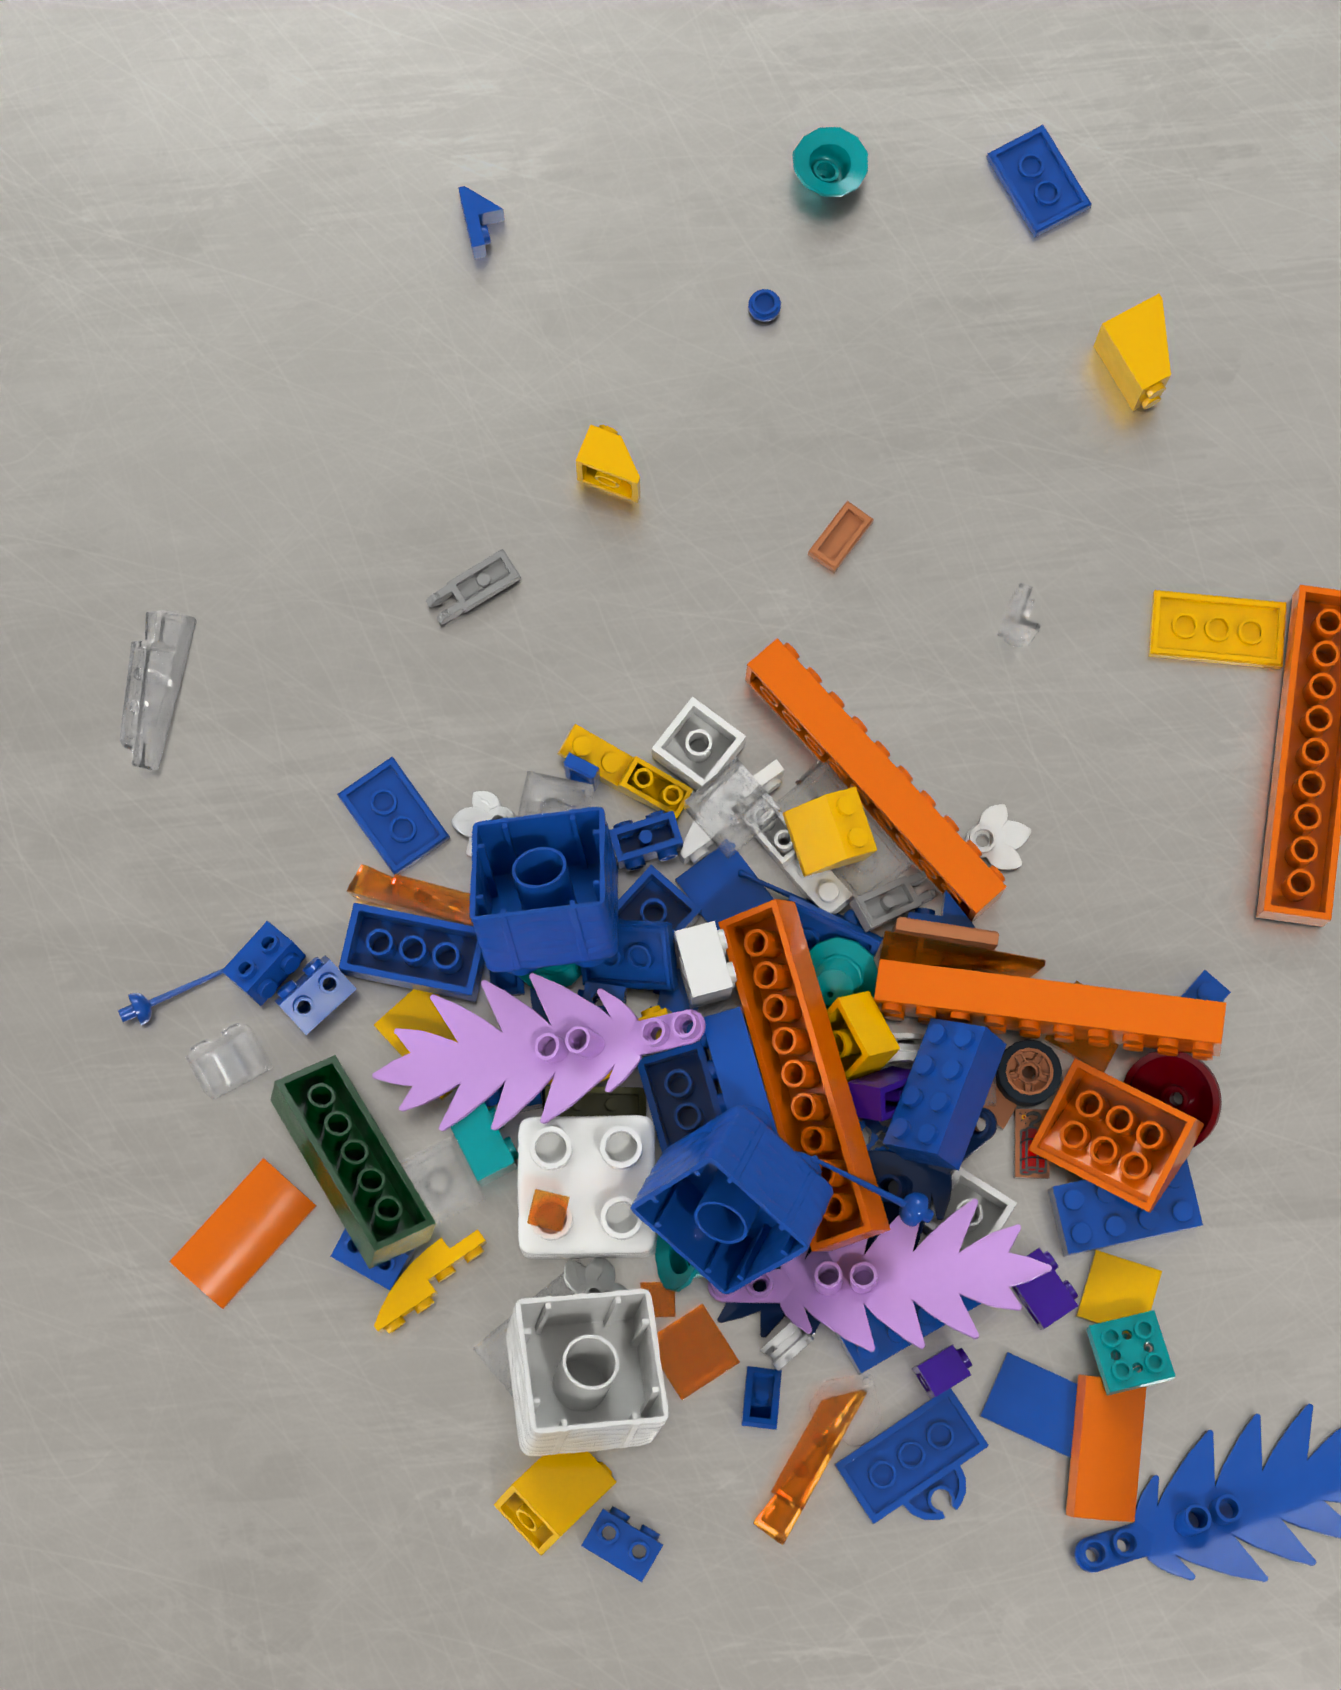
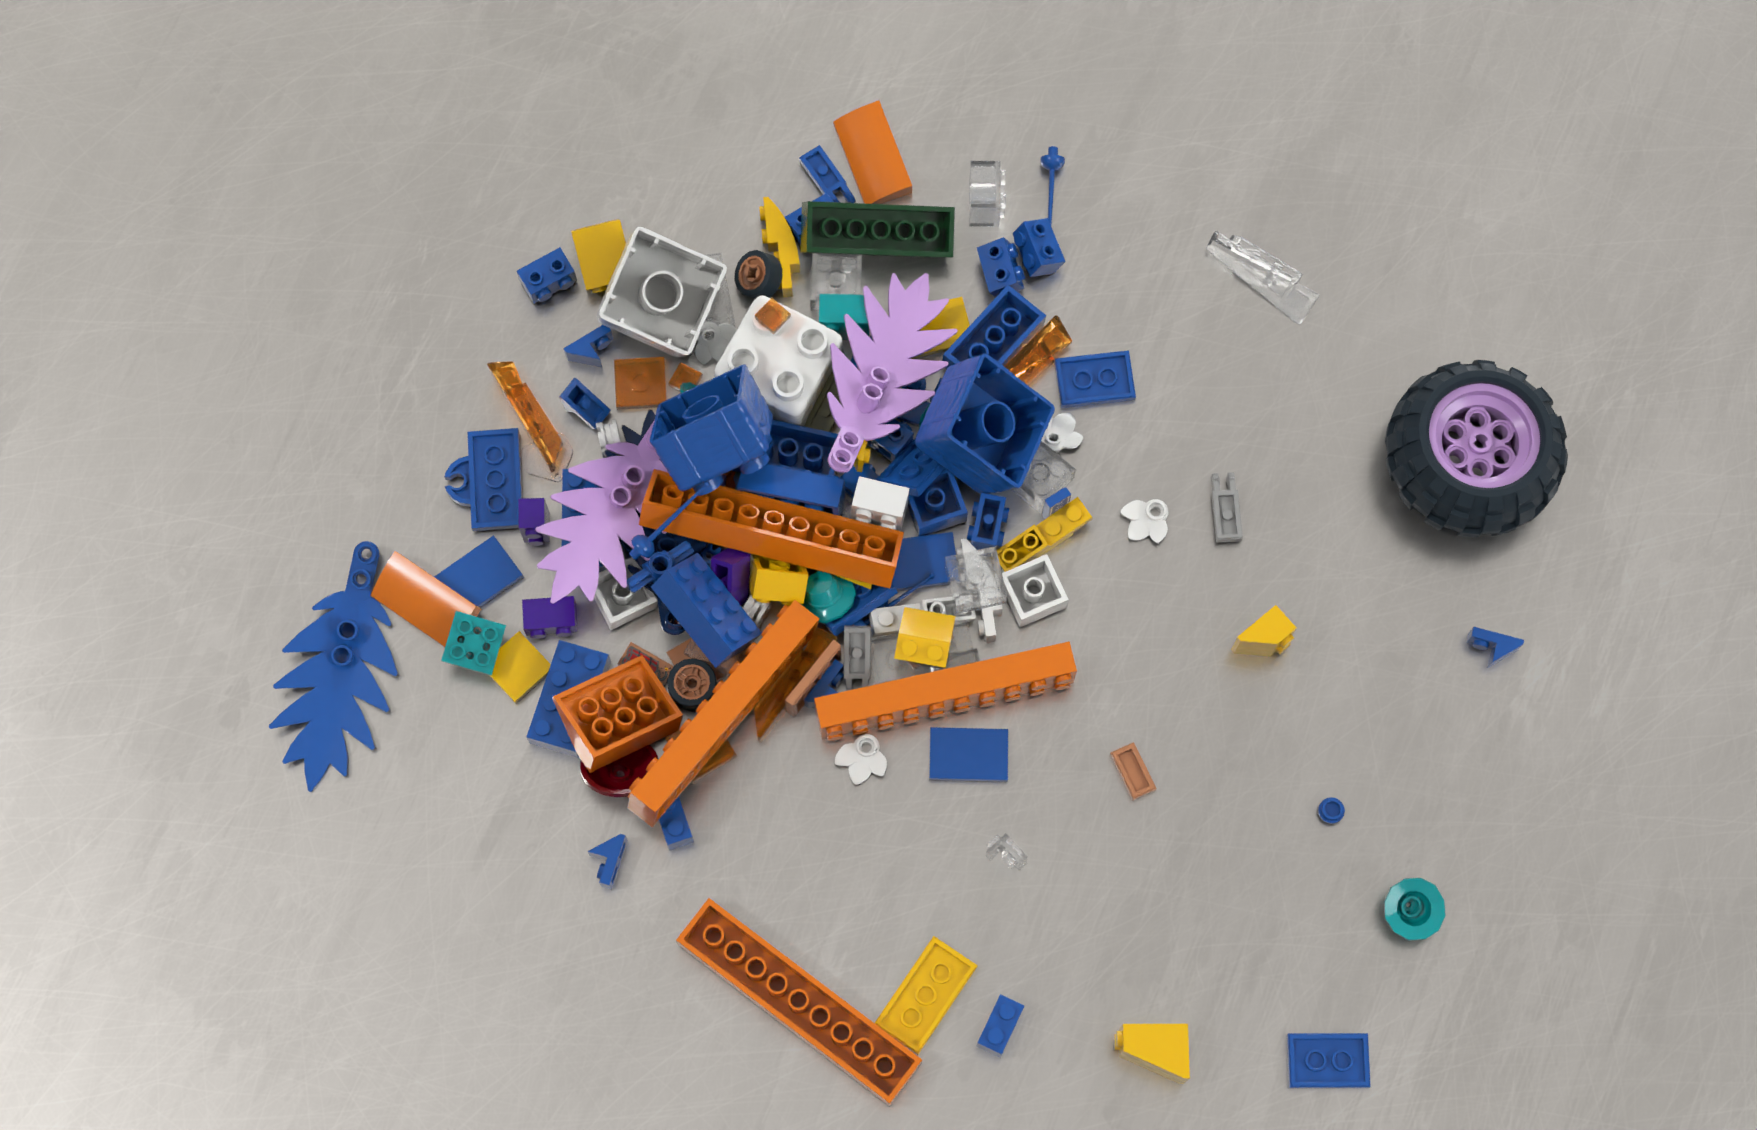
camera: 120 degrees right, 5 degrees down
(295, 390) = (1450, 492): none -> black wheel
(303, 1274) = (825, 174): none -> blue hinge
(477, 1266) = (758, 274): none -> black wheel
(542, 669) = (1143, 522): none -> white plate
(693, 1441) = (584, 349): none -> blue slope
(906, 1172) = (650, 574): none -> blue axle
(925, 724) = (968, 754): none -> blue tile
(1207, 529) = (1000, 1025): none -> blue brick
(1269, 1056) = (612, 853): none -> blue slope

